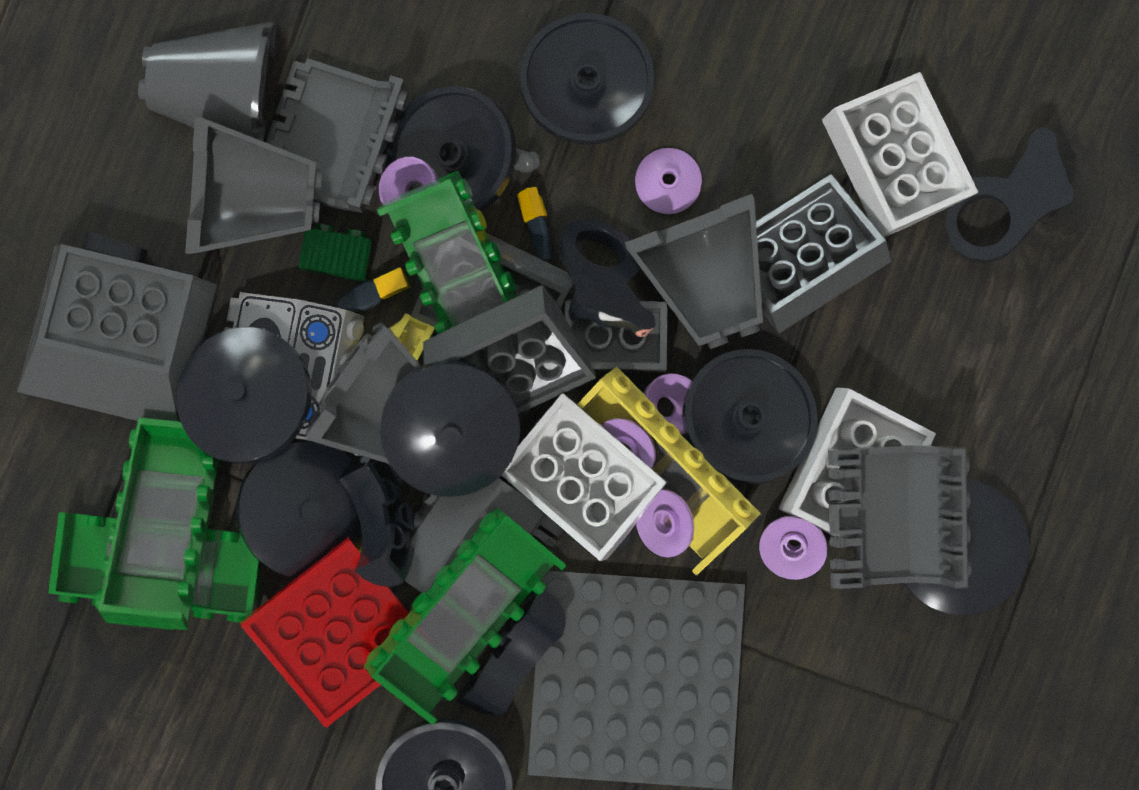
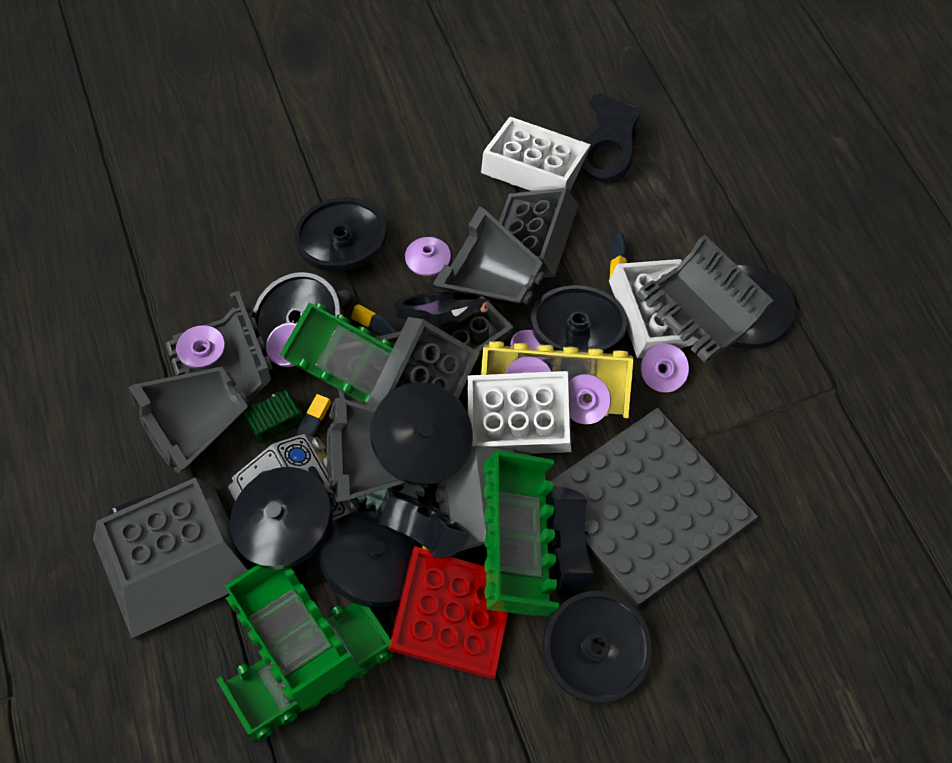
camera: 45 degrees left, 25 degrees down
(211, 77) = (106, 389): dark grey cone -> none
(318, 89) = (197, 339): none -> lavender dish
(868, 373) = (618, 252): none -> black piece

